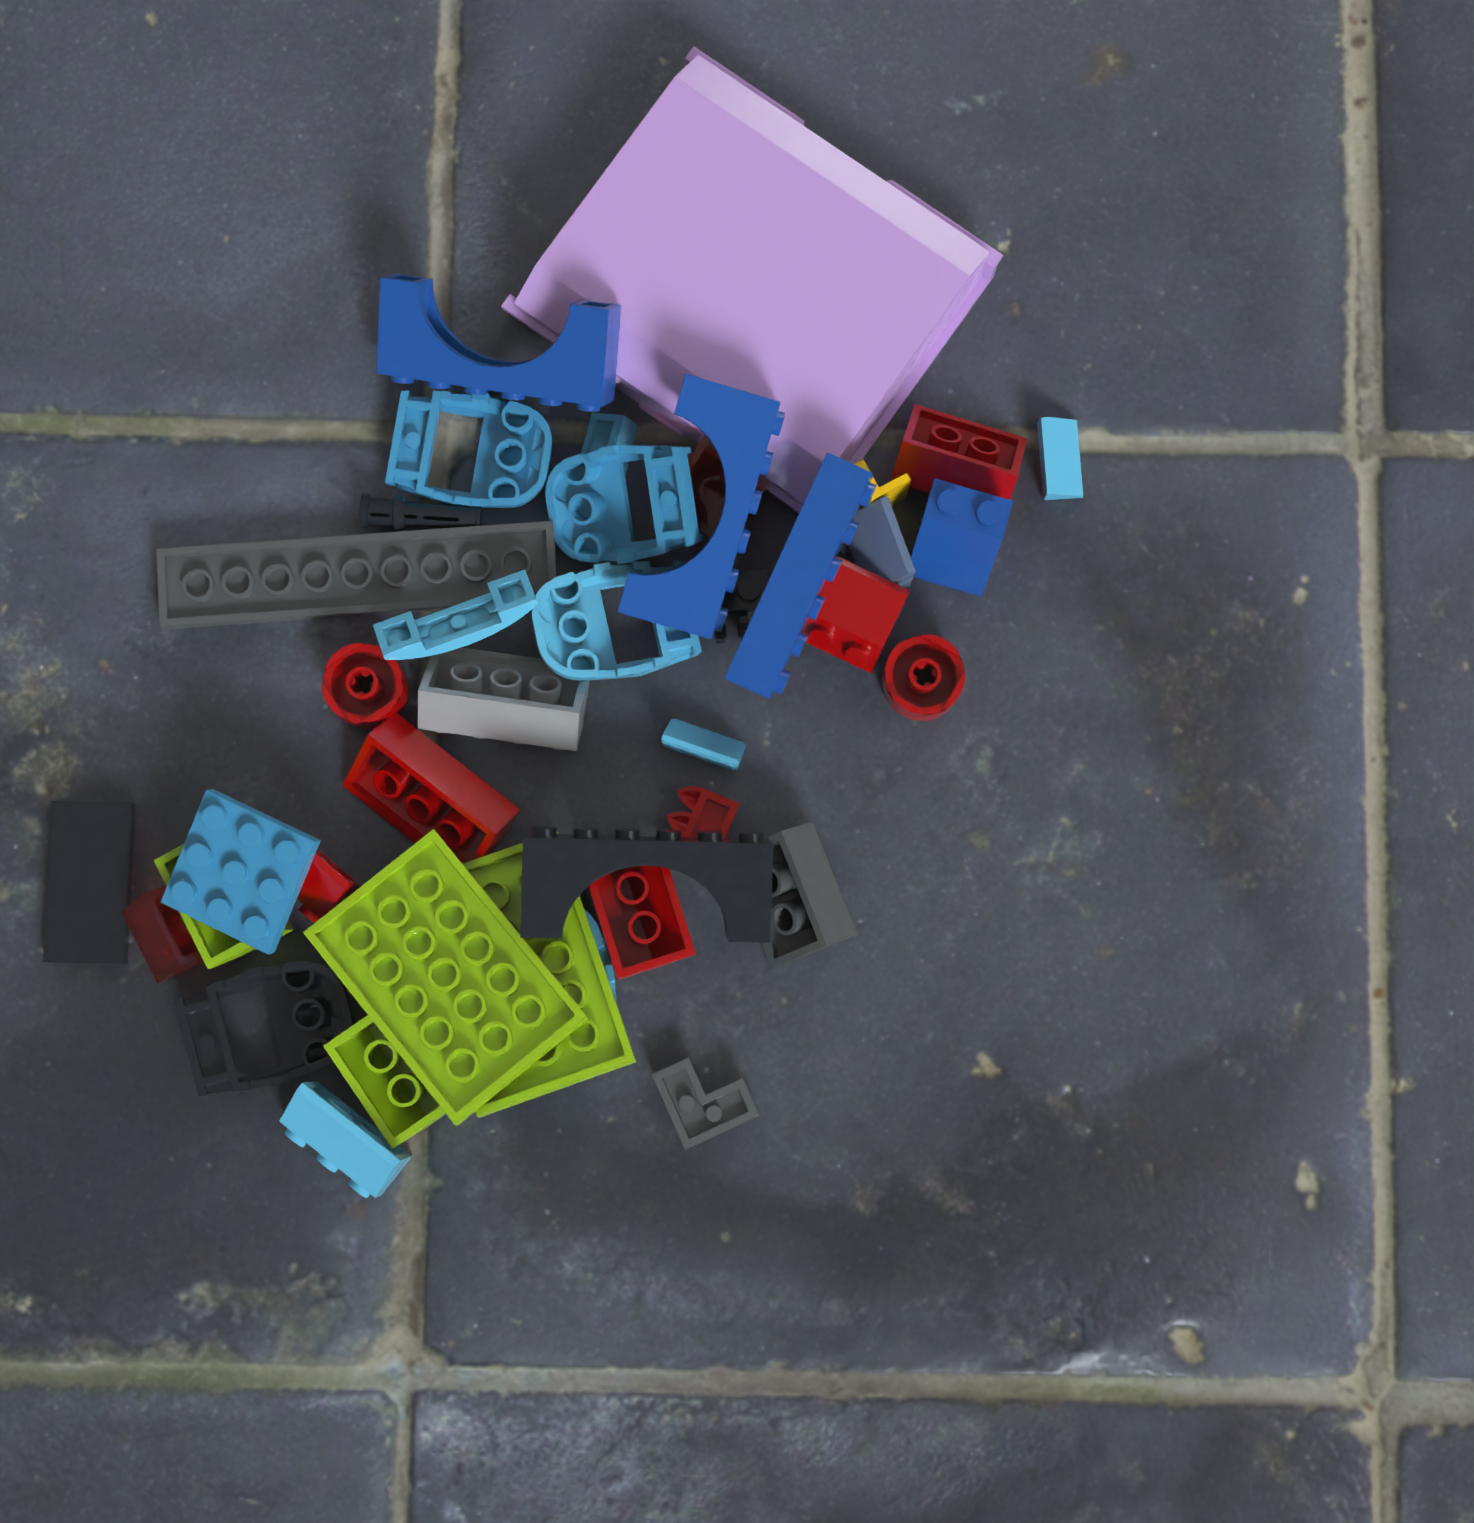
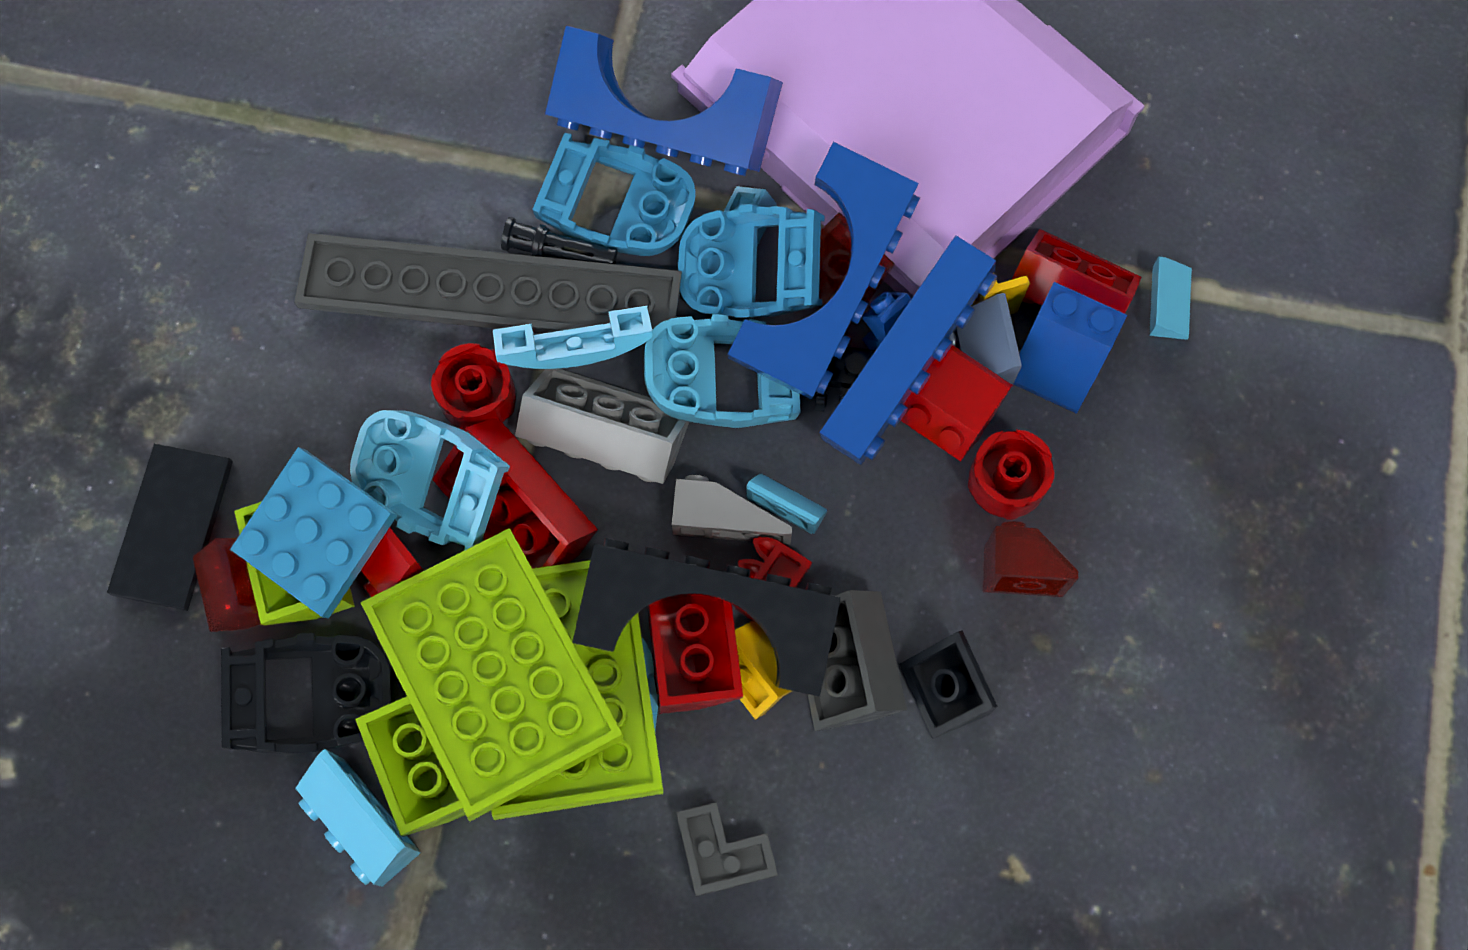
camera: 10 degrees right, 10 degrees down
(304, 783) = (396, 466): none -> medium azure slope
(633, 769) = (716, 512): none -> light grey slope
(703, 921) = (757, 670): none -> yellow panel
(769, 539) = (883, 315): none -> blue slope
(892, 902) = (948, 685): none -> black slope
(948, 768) = (1025, 563): none -> clear red slope

